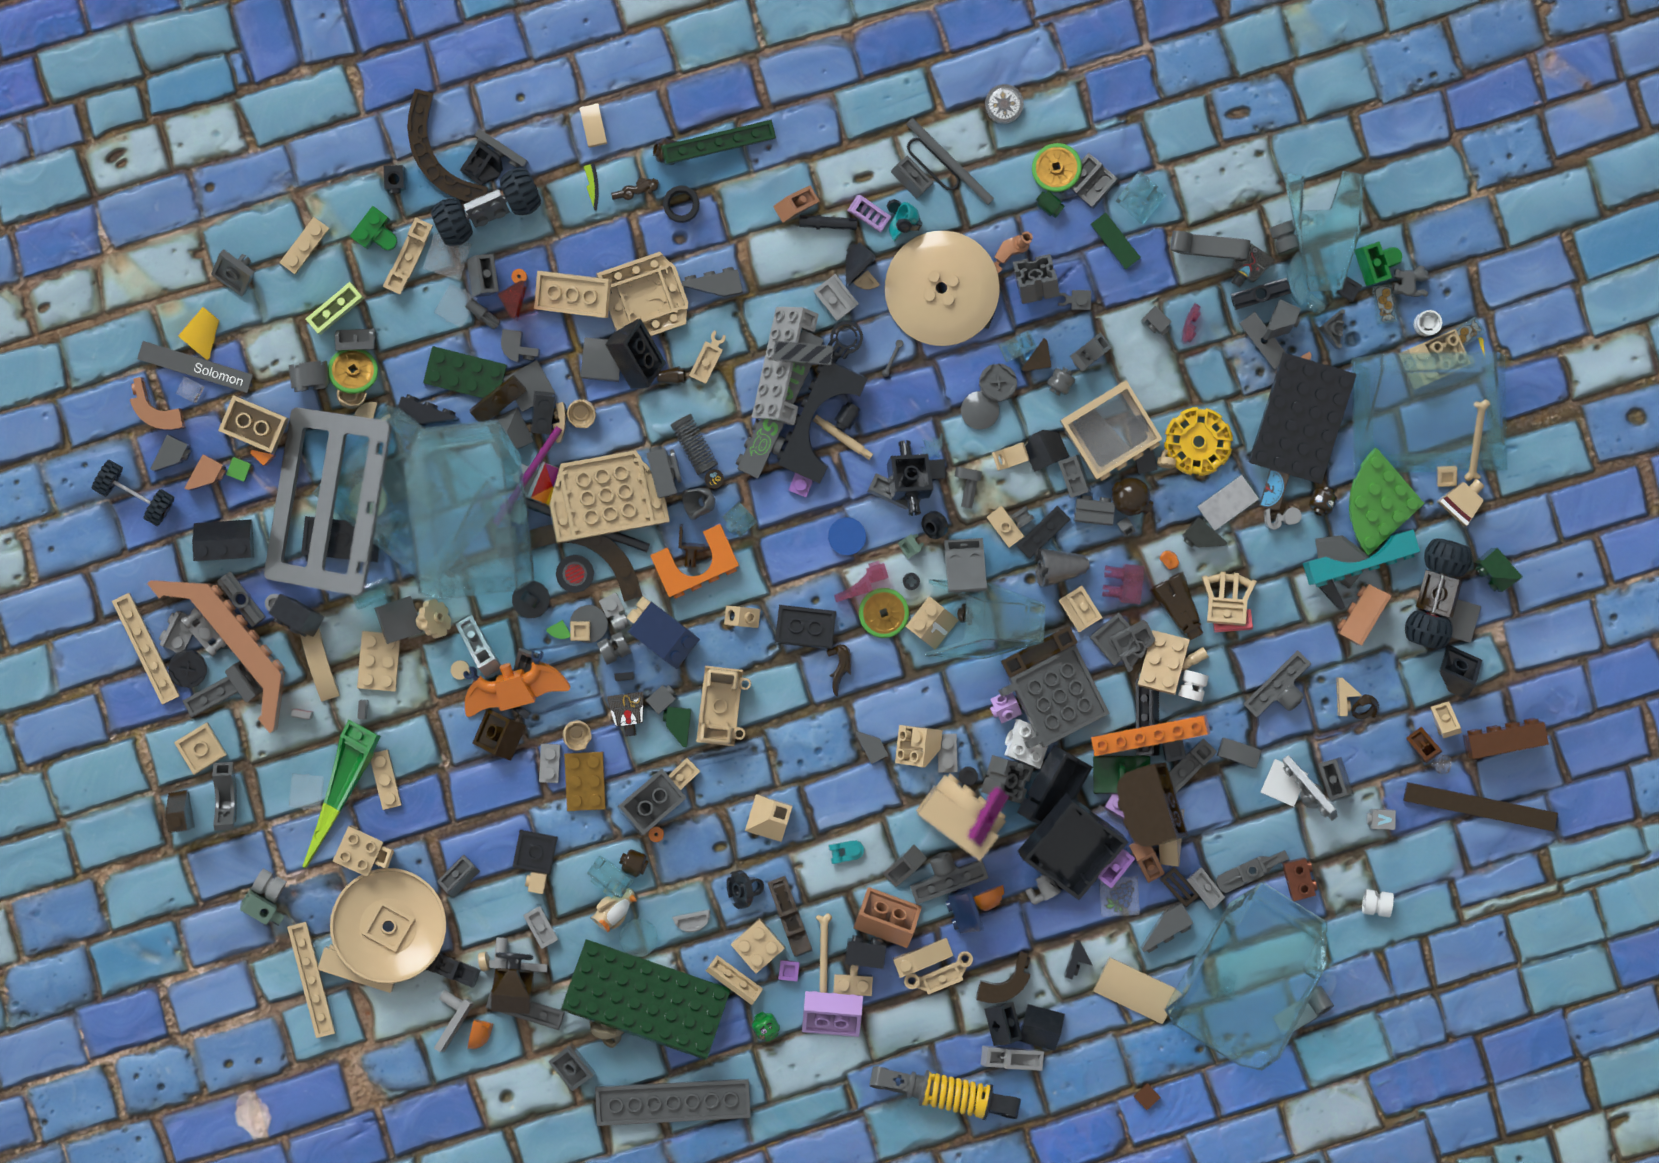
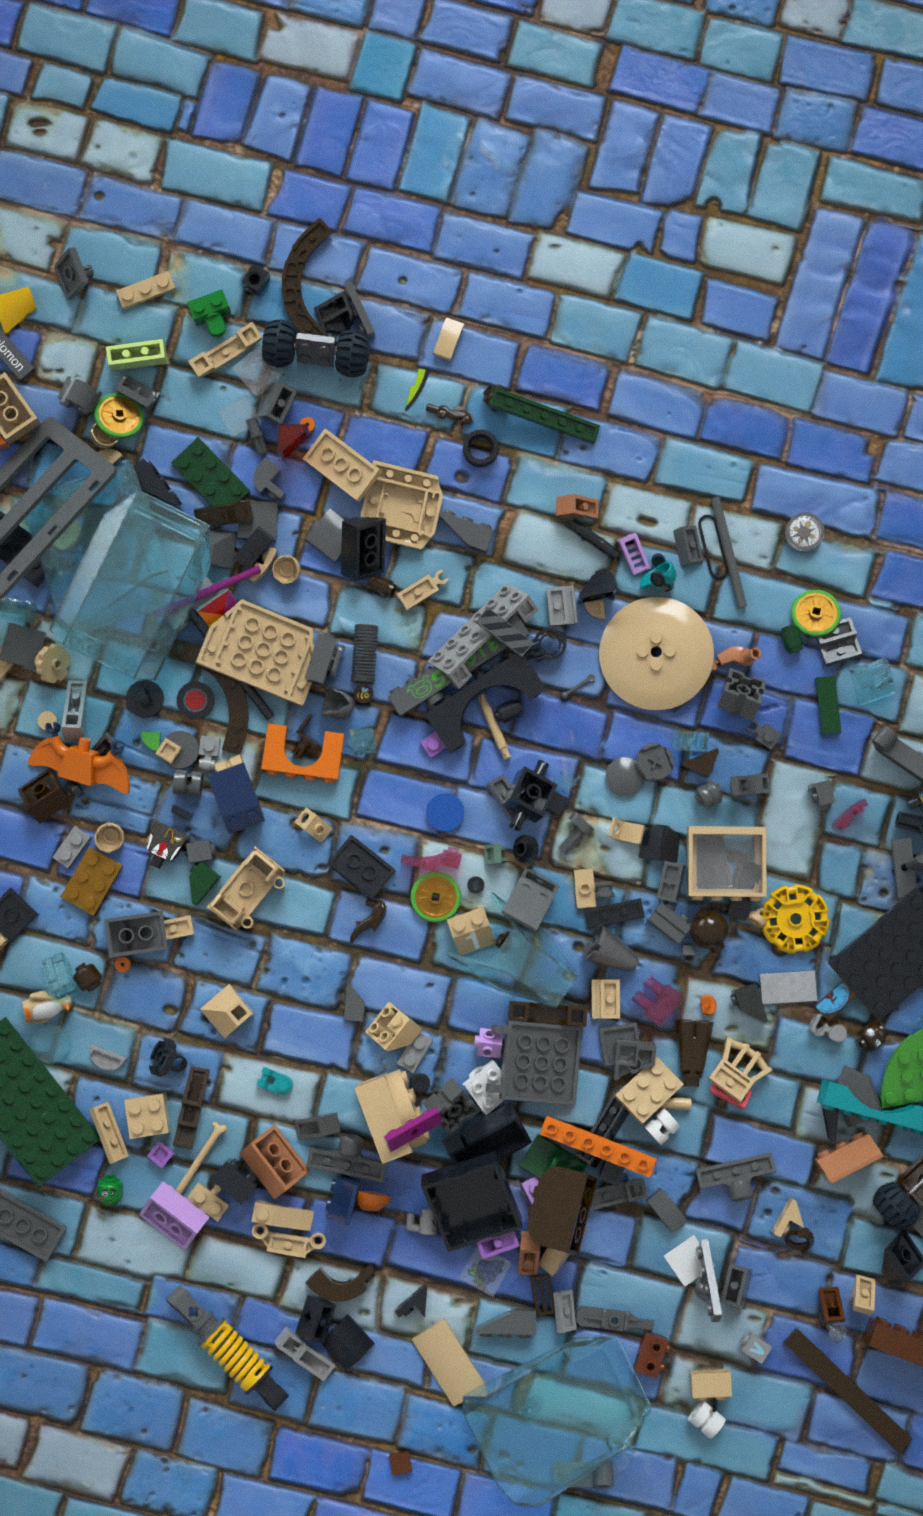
camera: 30 degrees right, 5 degrees down
(1363, 872) = (710, 1384): none -> tan brick

